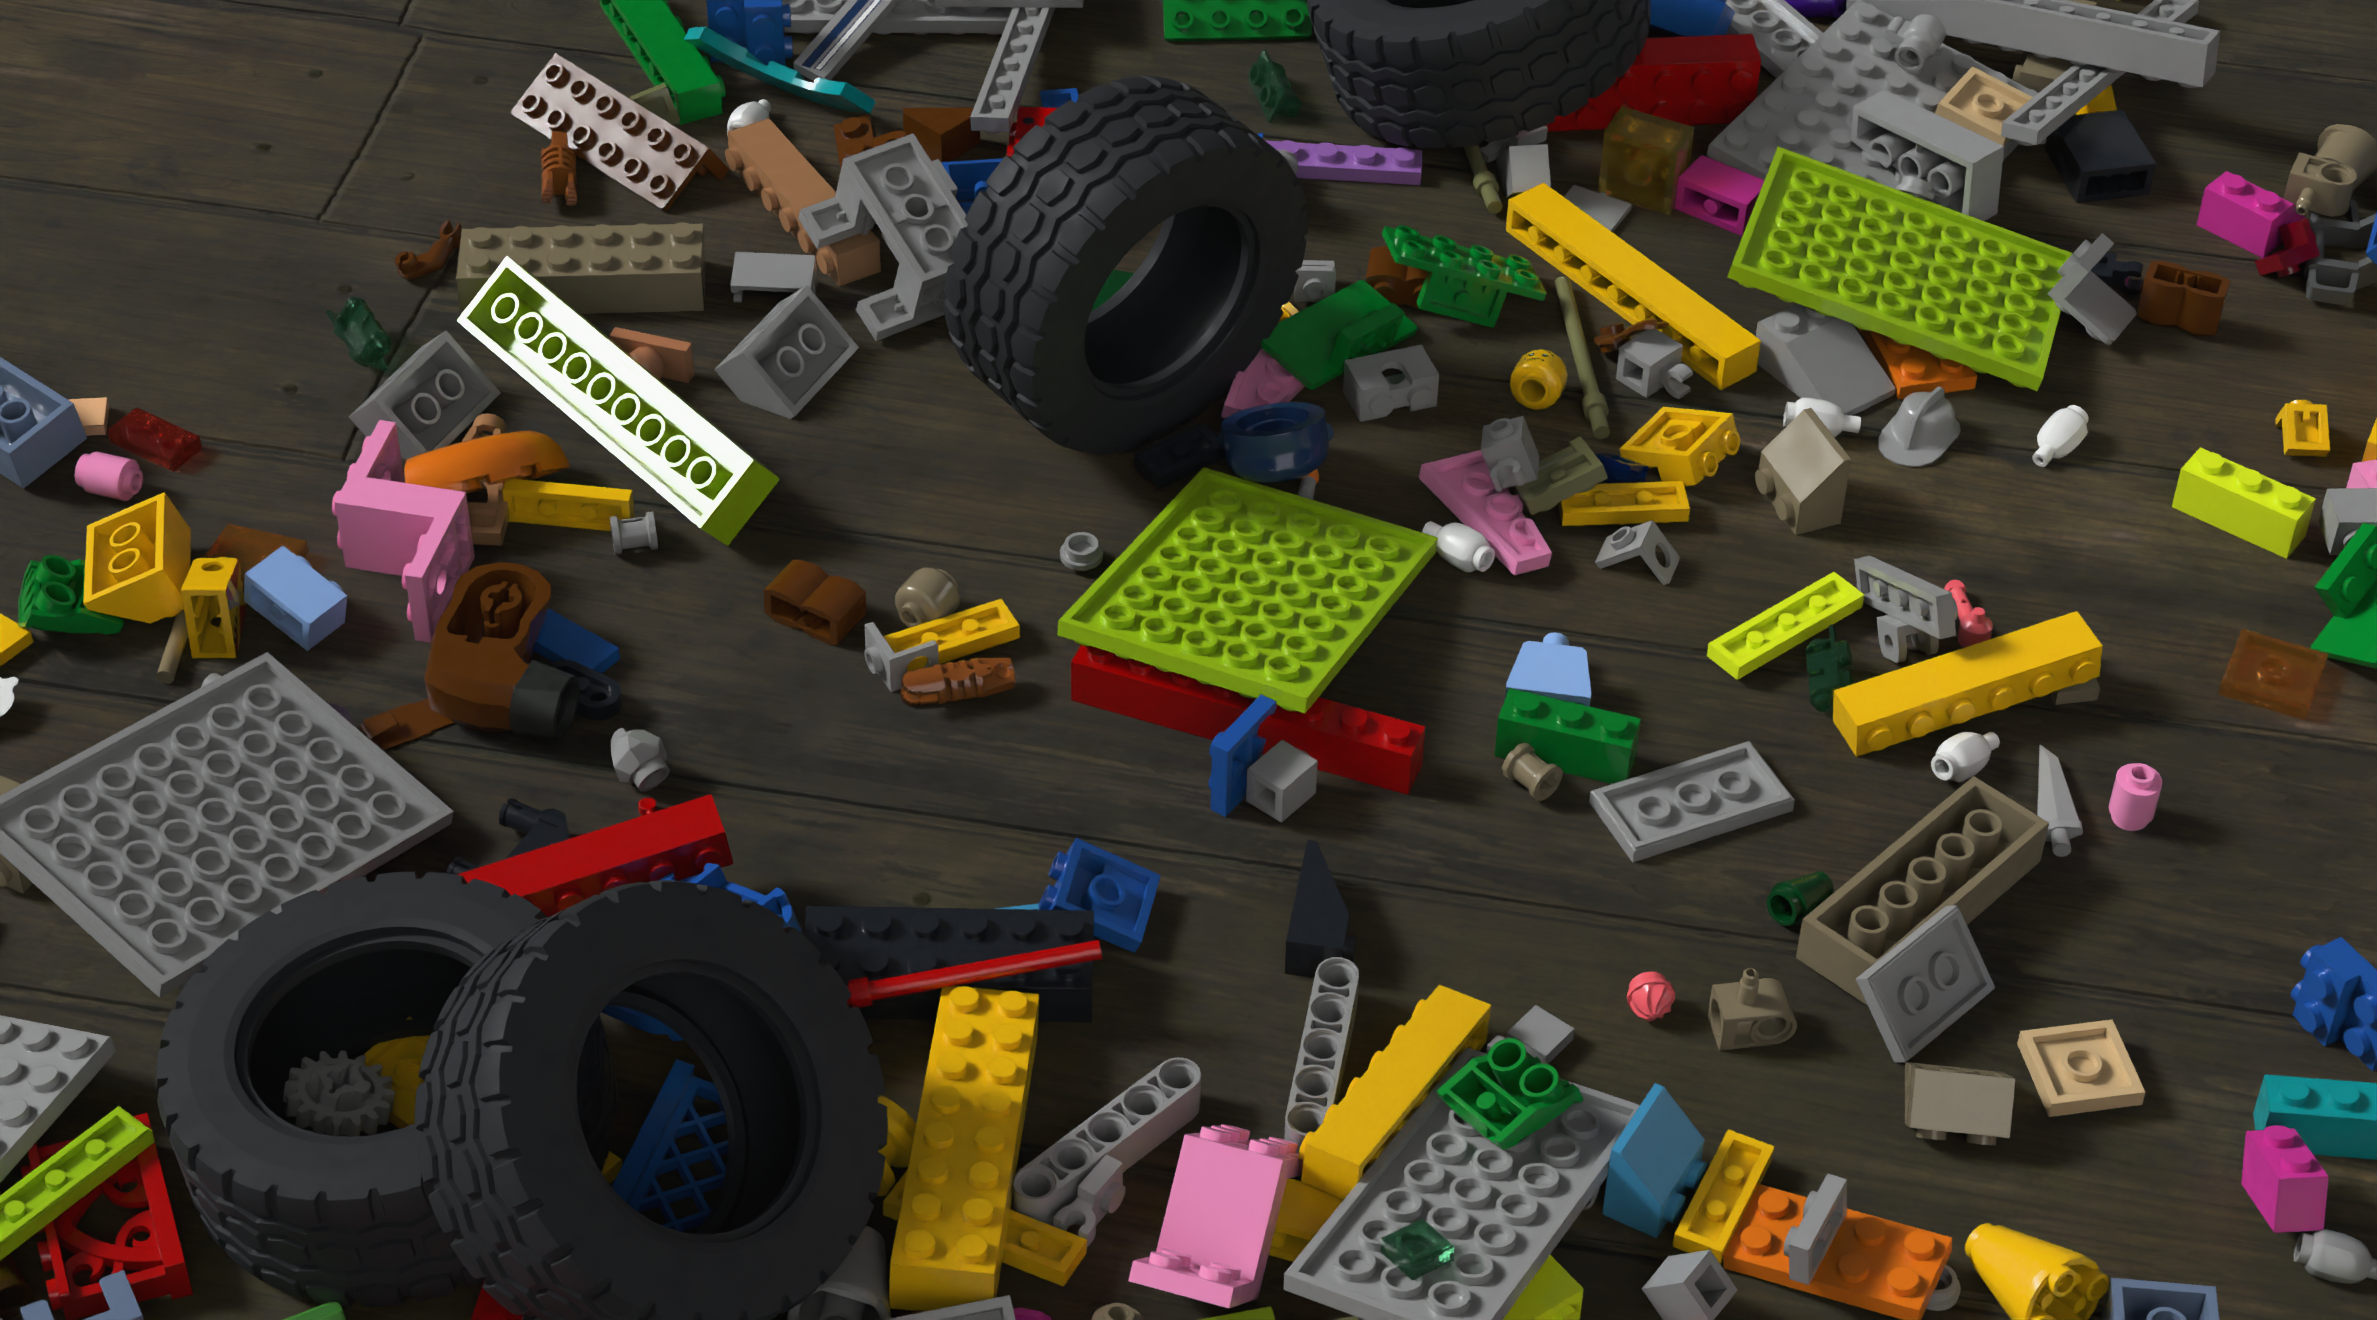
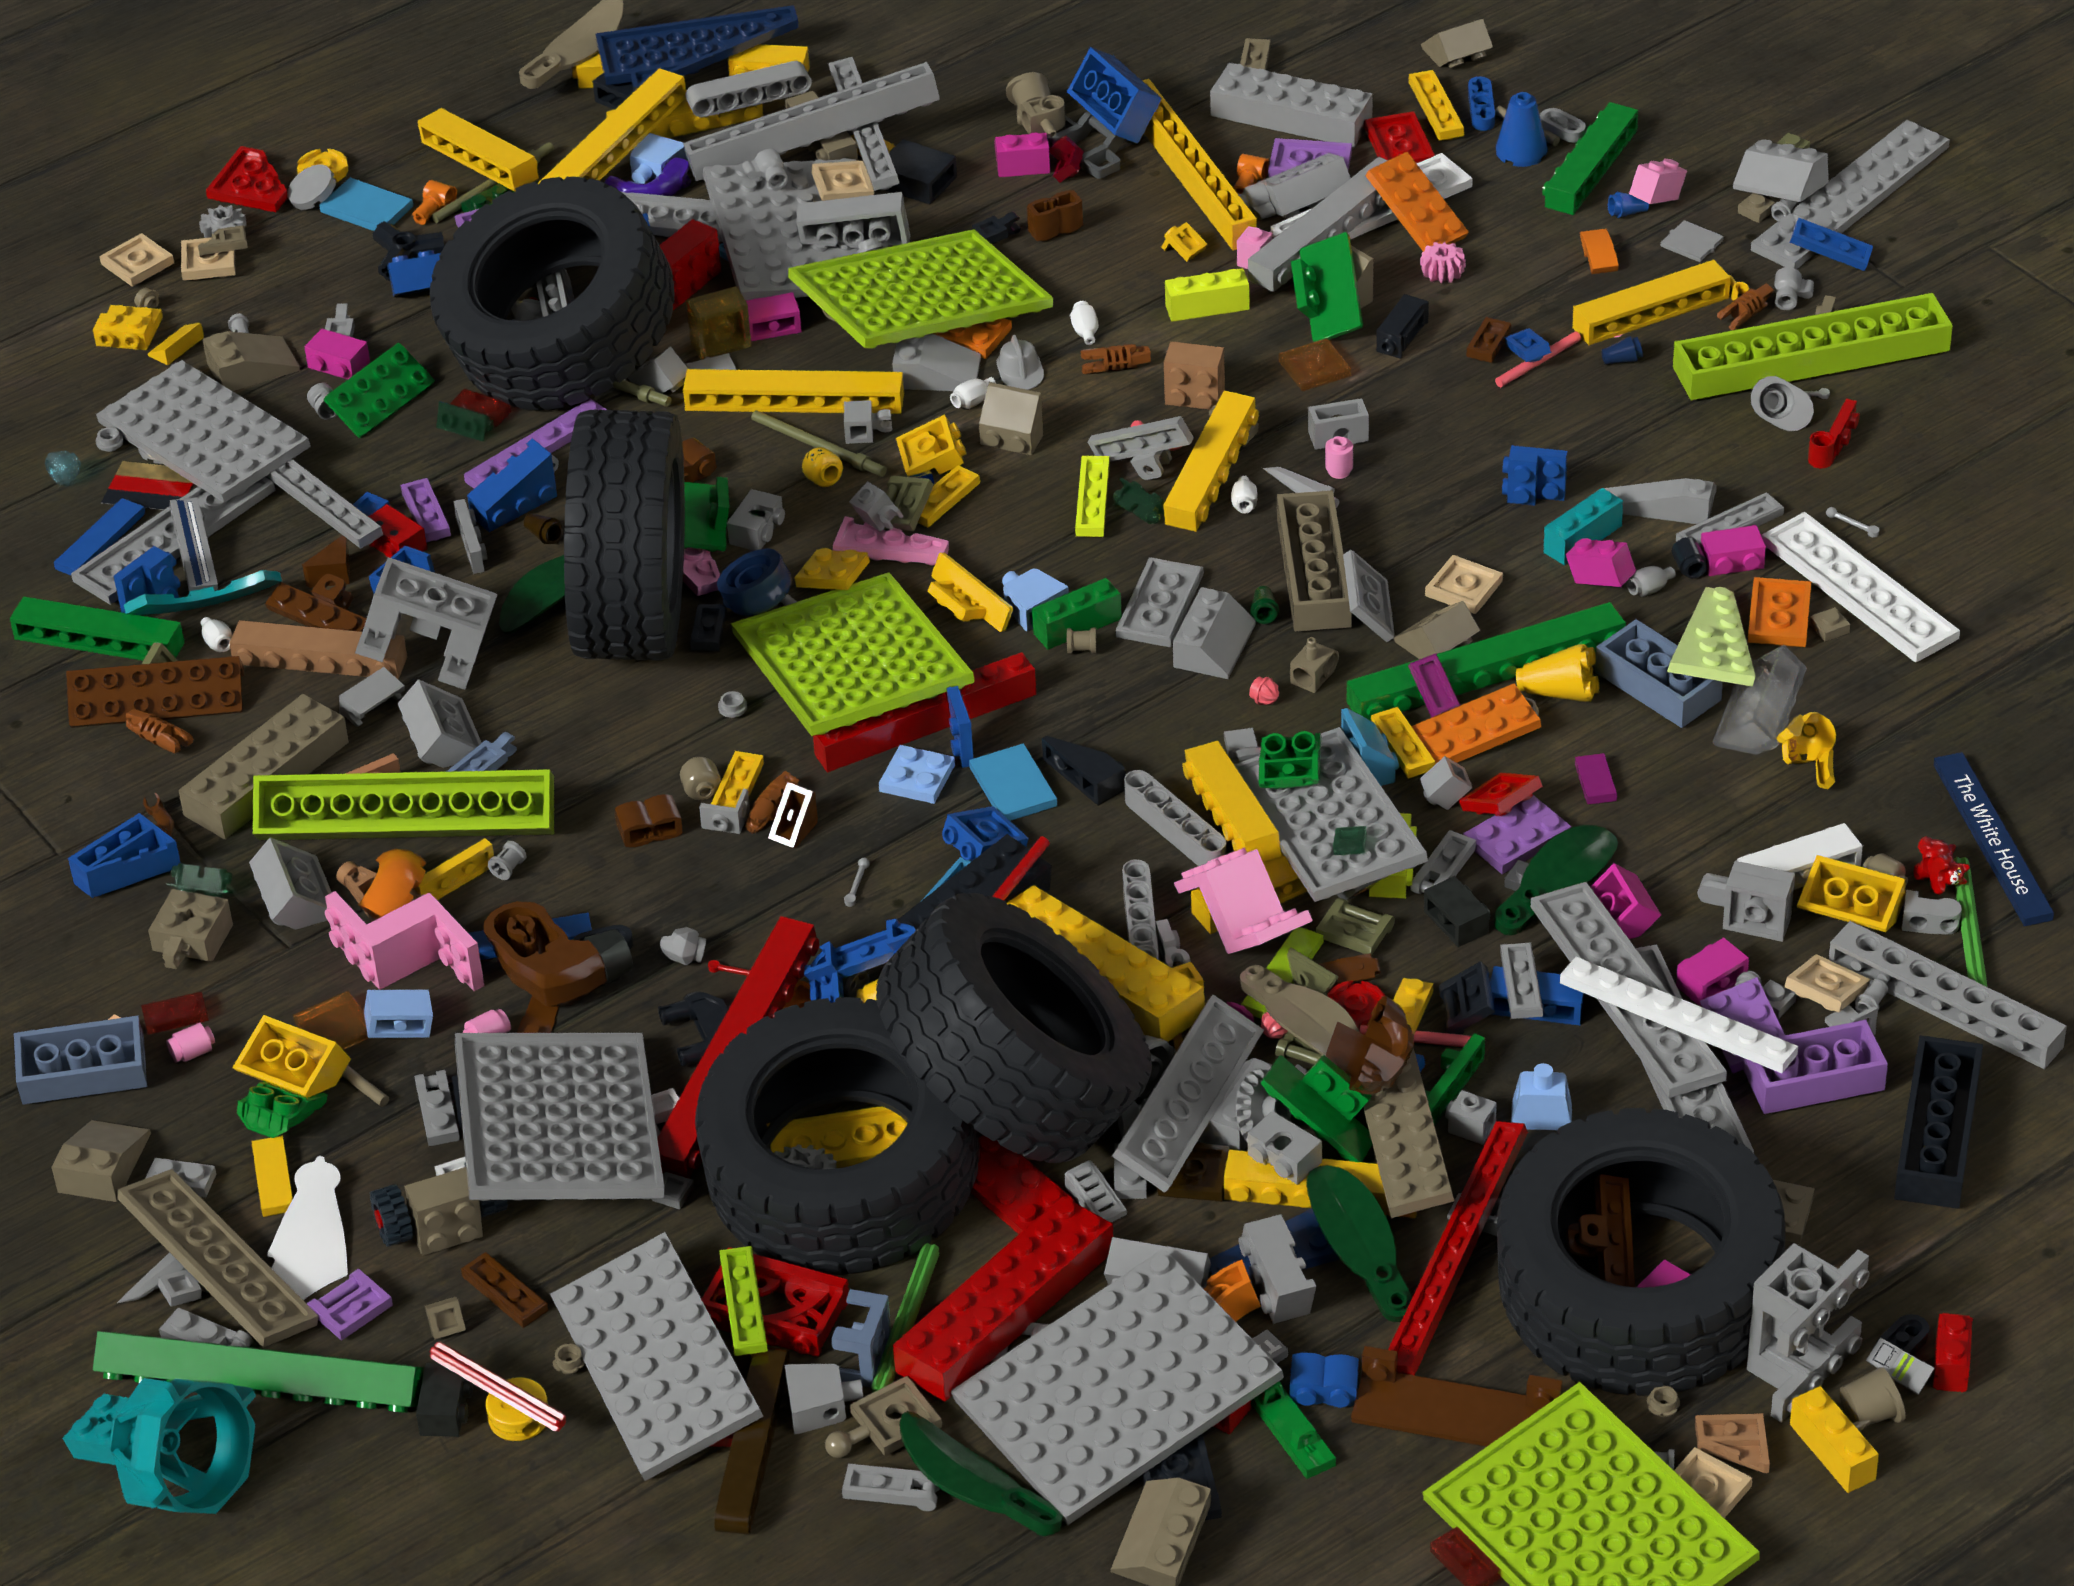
camera: 45 degrees left, 0 degrees up
(213, 590) = (368, 1046): yellow torso -> none
(278, 368) = (190, 927): none -> dark tan hinge
(333, 256) = (123, 857): none -> blue wedge
(347, 683) = (488, 1022): none -> bright pink brick
(770, 419) = (487, 755): none -> sand blue plate
(879, 852) = (850, 899): none -> light grey hinge
(948, 716) = (794, 816): none -> reddish brown slope
(1148, 776) = (916, 774): none -> light blue plate
(1227, 869) = (1013, 782): none -> dark azure tile
(1281, 780) = (987, 726): light grey brick -> none
(1312, 87) = (482, 404): none -> clear red plate
(1387, 490) = (832, 569): none -> yellow plate
(1461, 279) = (726, 440): green bracket -> none
(1461, 546) = (903, 568): white plant -> none
(1478, 625) = (967, 595): none -> yellow bracket
(1616, 335) = (827, 421): reddish brown plate -> none
(1641, 541) = (977, 510): light grey bracket -> none
(1685, 882) = (1212, 634): none -> light grey slope
(1820, 1222) = (1470, 721): light grey plate -> none
(1844, 1148) = (1433, 685): none -> magenta tile
(1962, 1180) = (1485, 660): none -> green brick
(2035, 496) = (1115, 358): none -> dark orange hinge
(2085, 572) = (1193, 375): none -> medium nougat brick
(2088, 297) = (1004, 237): light grey bracket -> none
(2202, 775) = (1351, 425): none -> light grey brick

